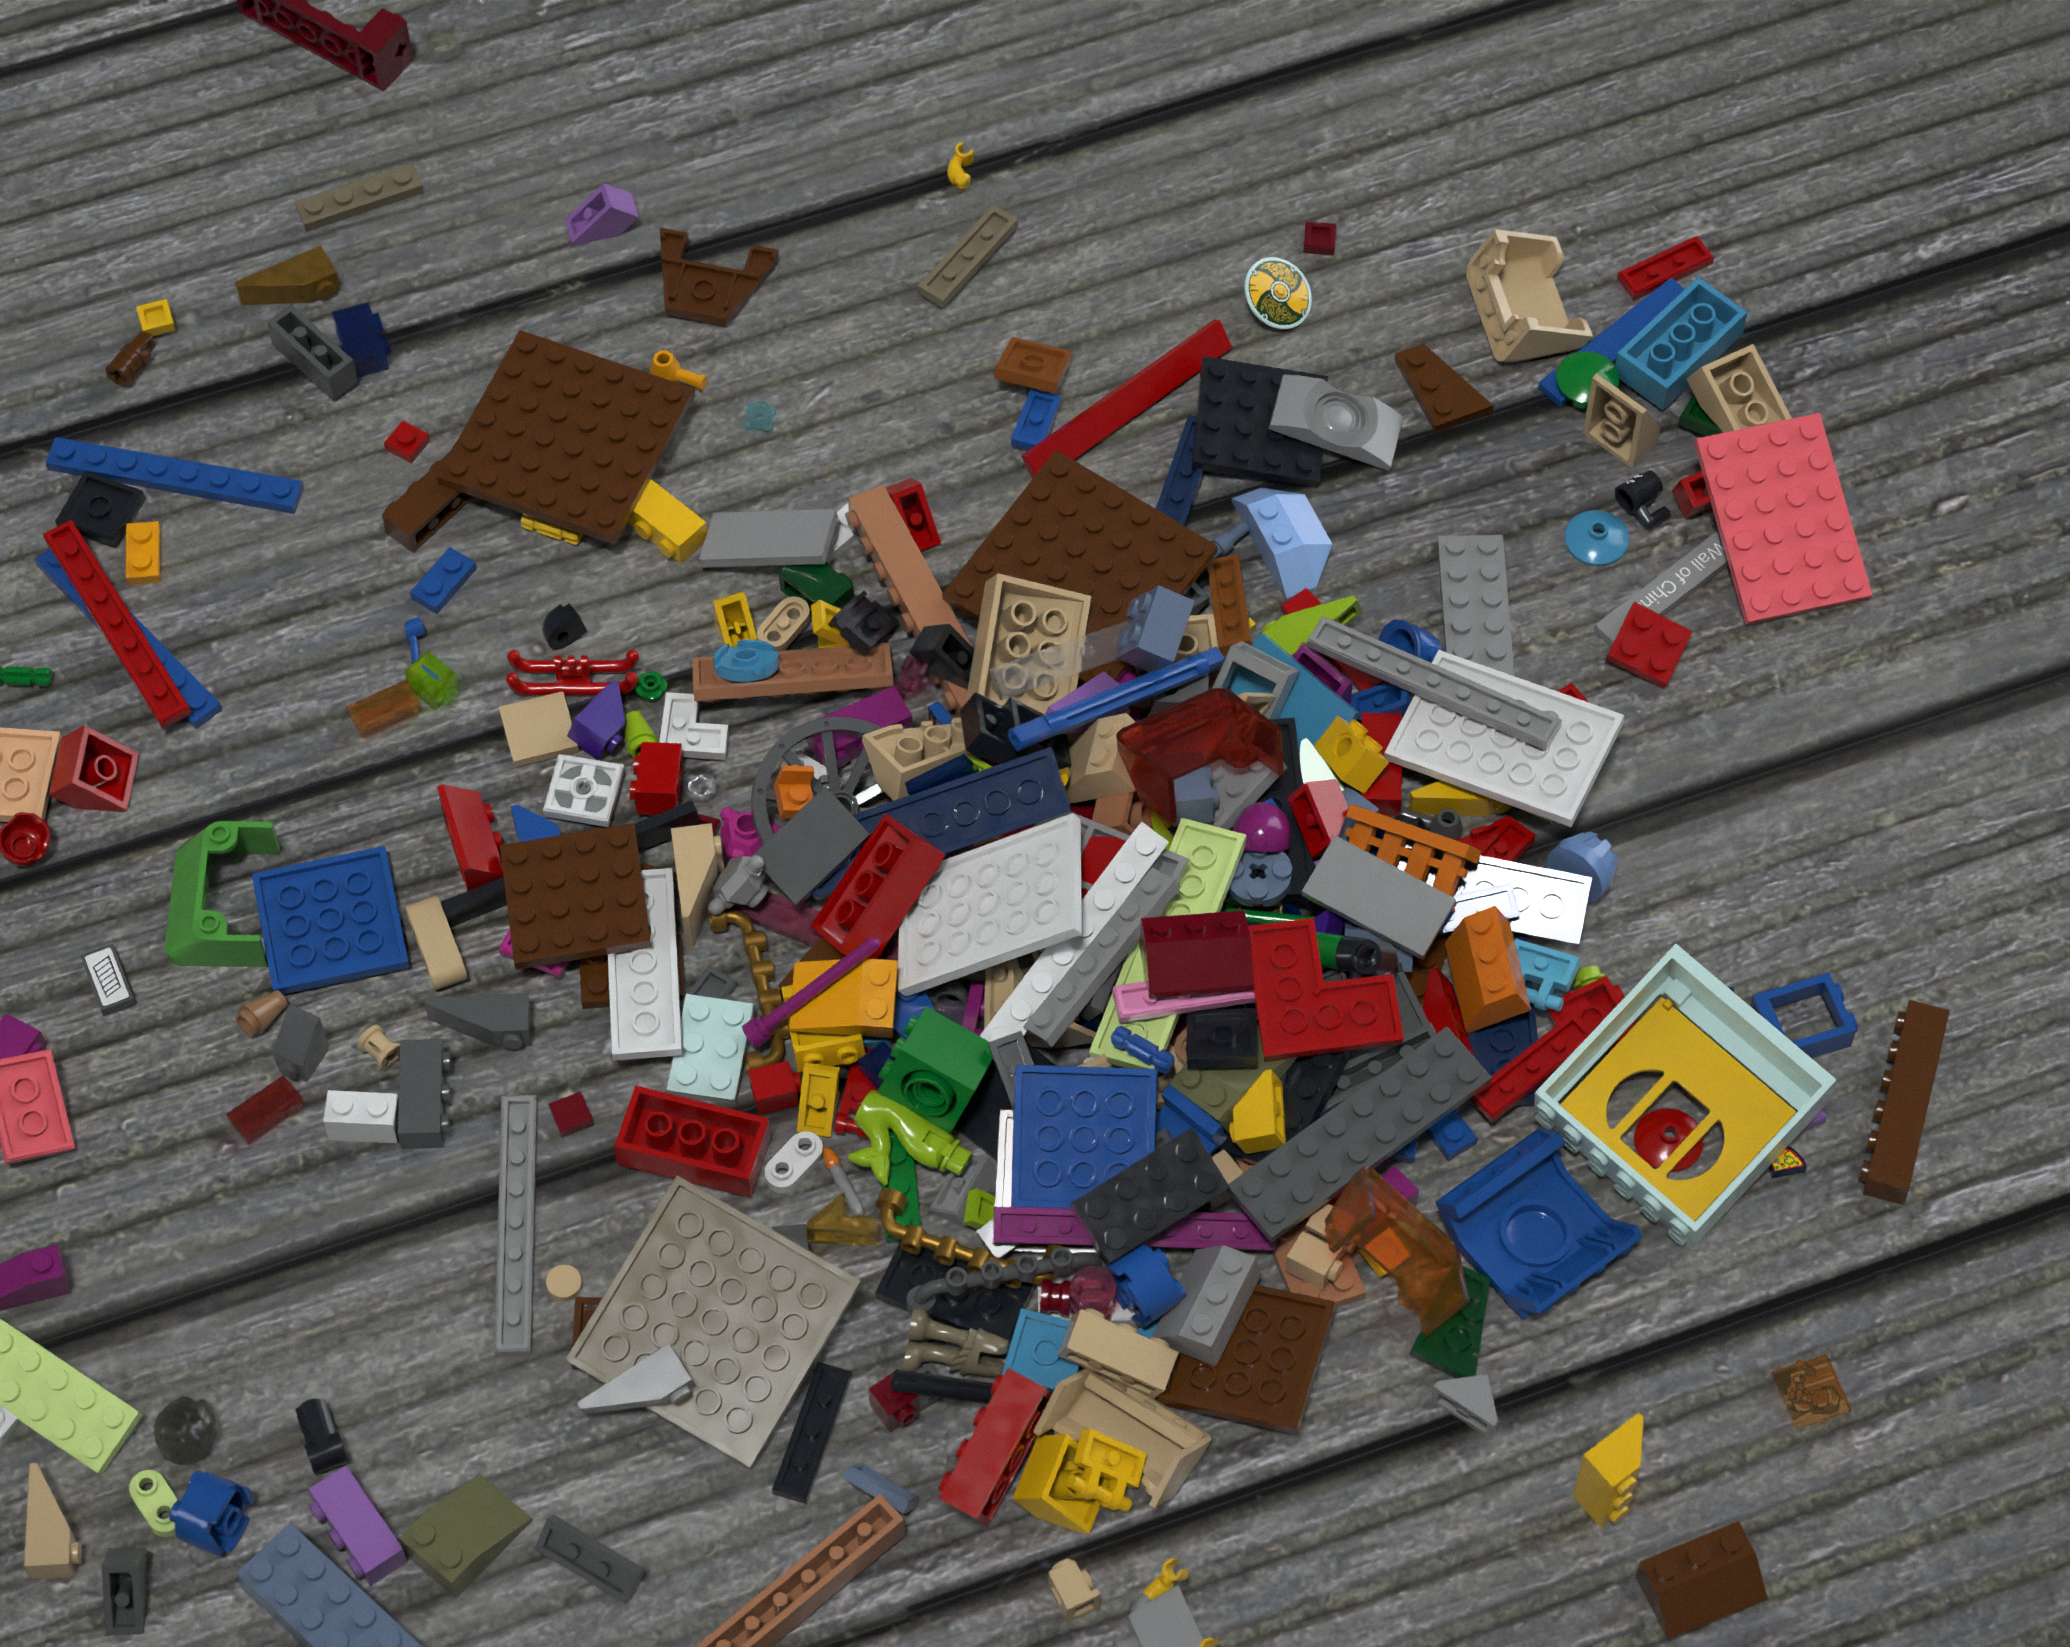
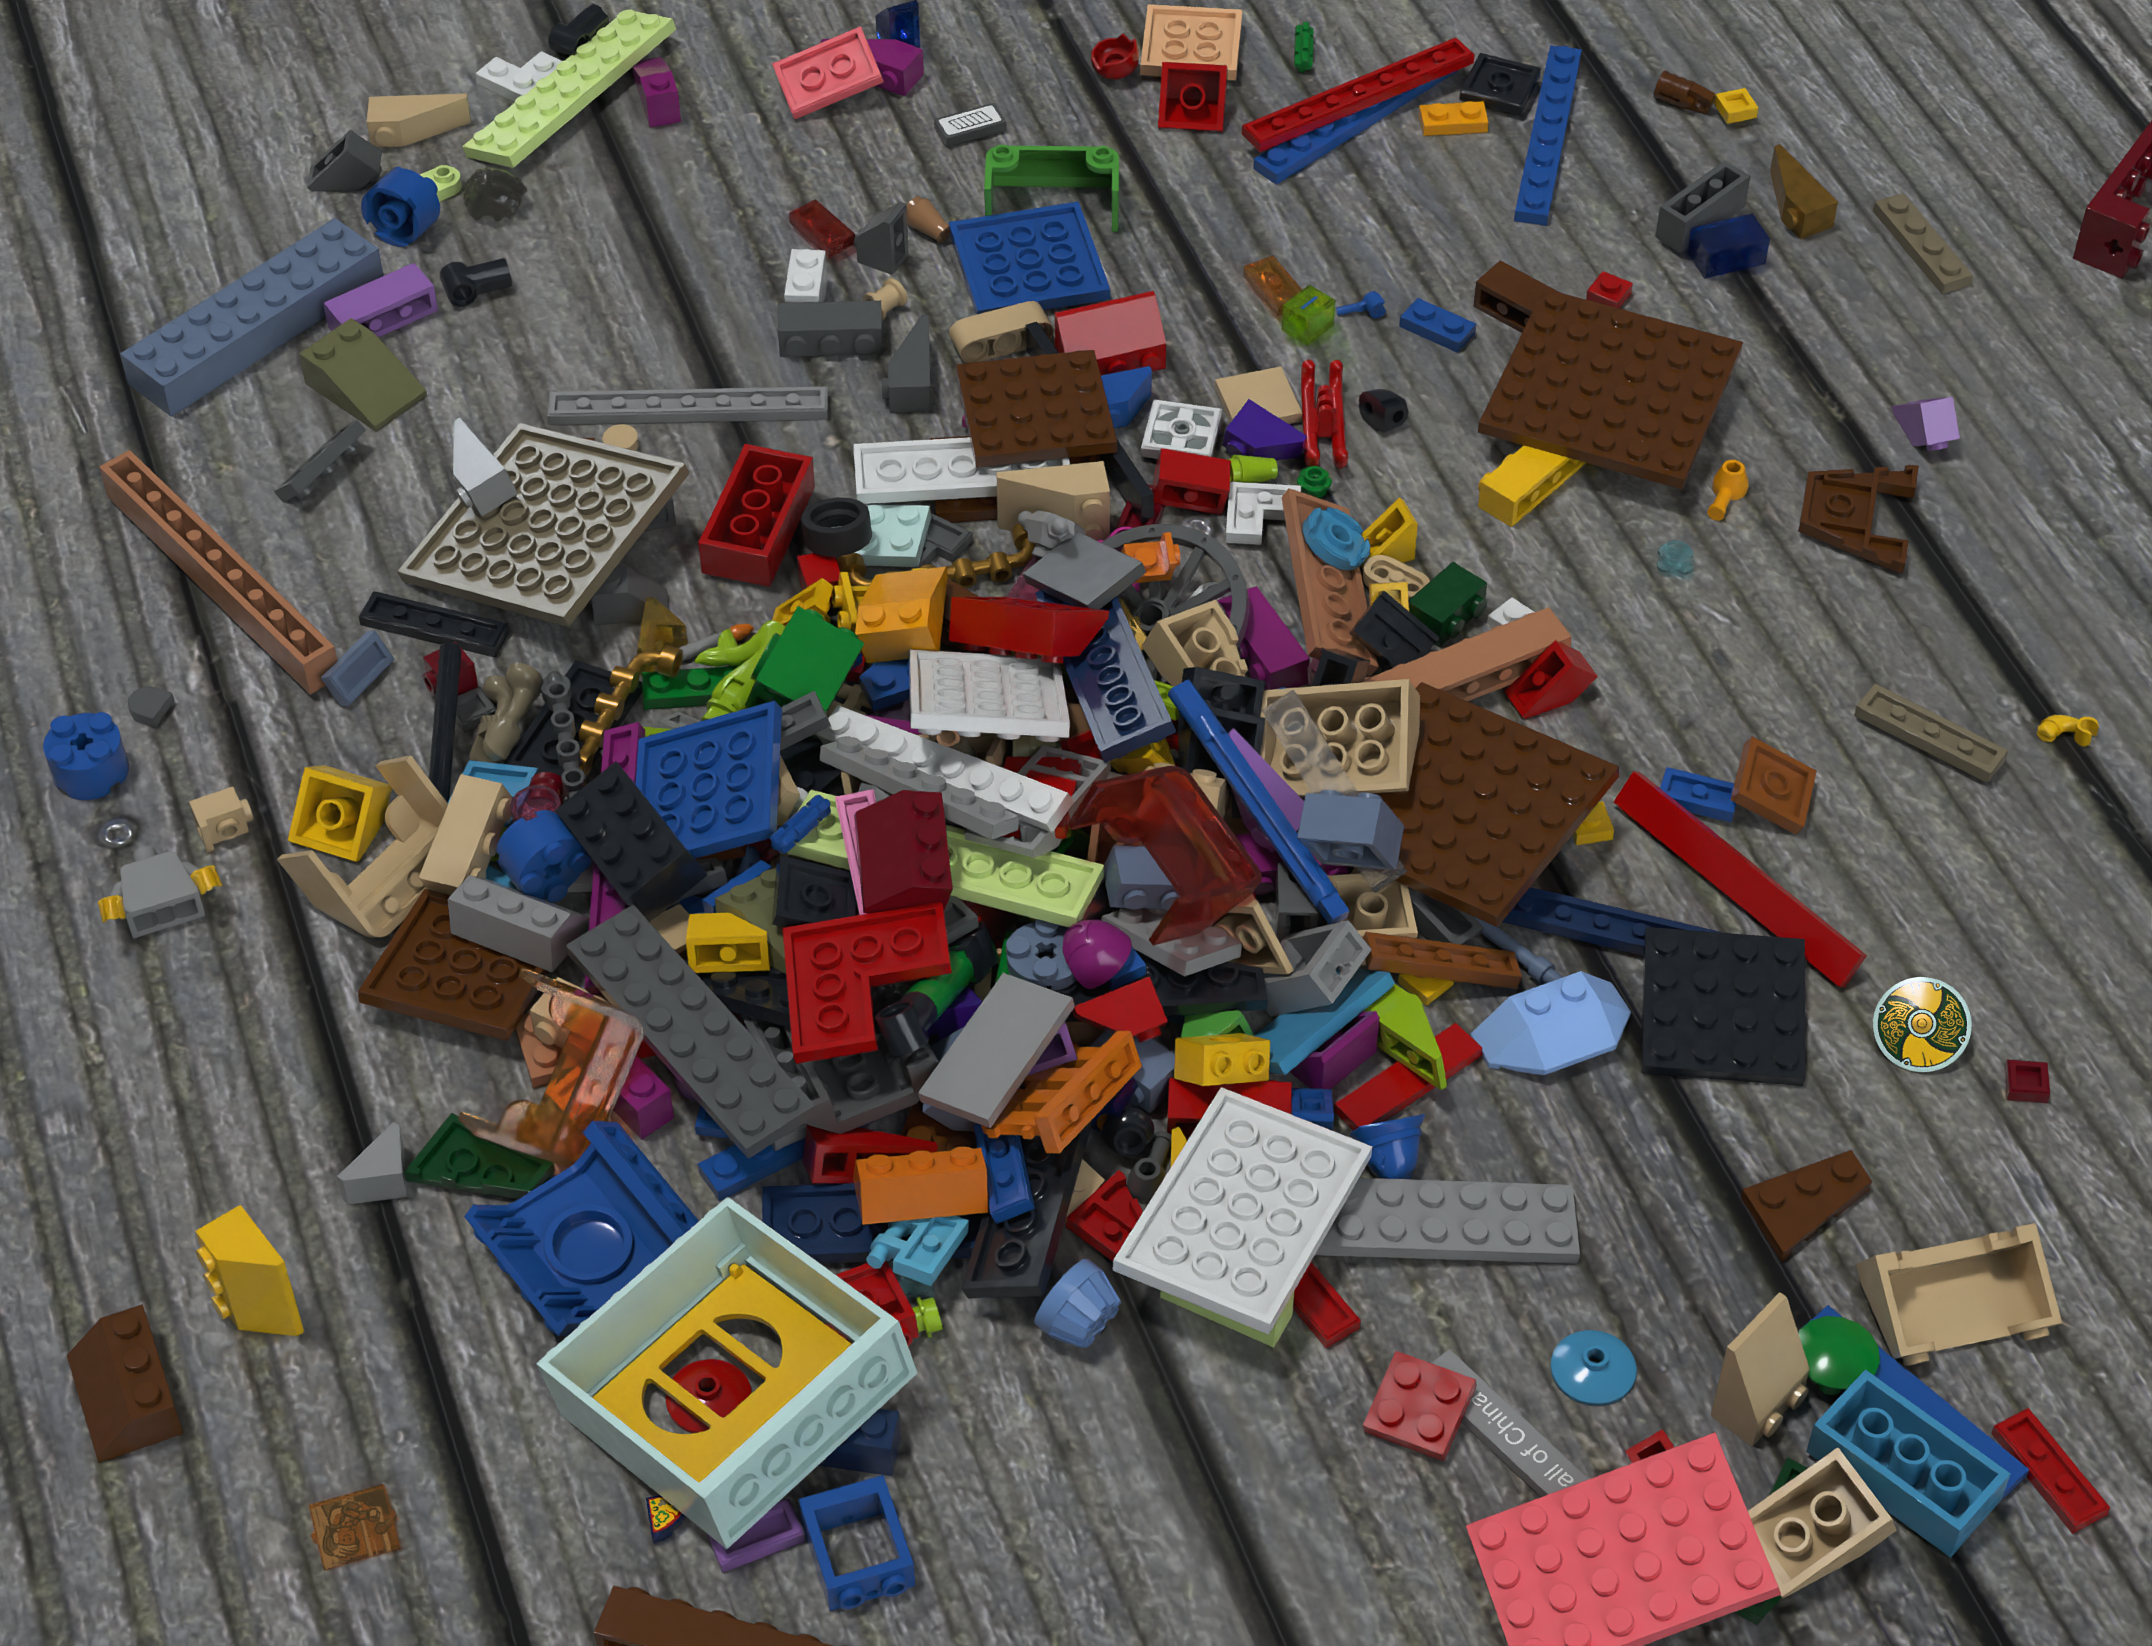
camera: 90 degrees right, 10 degrees down
(570, 1114) = (806, 438): dark red tile -> none
(716, 1042) = (847, 513): none -> black tyre
(759, 1029) = (881, 557): magenta piece -> none
(768, 538) = (1500, 556): light grey tile -> none
(796, 1161) = (734, 603): white plate -> none
(949, 771) = (1160, 664): clear blue plate -> none
(995, 1448) = (361, 727): red brick -> none
(1110, 1459) = (350, 836): yellow plate -> none
(1336, 420) = (1729, 1079): light grey slope -> none
(1434, 683) = (1312, 1134): light grey tile -> none
(1530, 1068) = (775, 1209): red tile -> none
(1639, 492) = (1659, 1406): black piece -> none

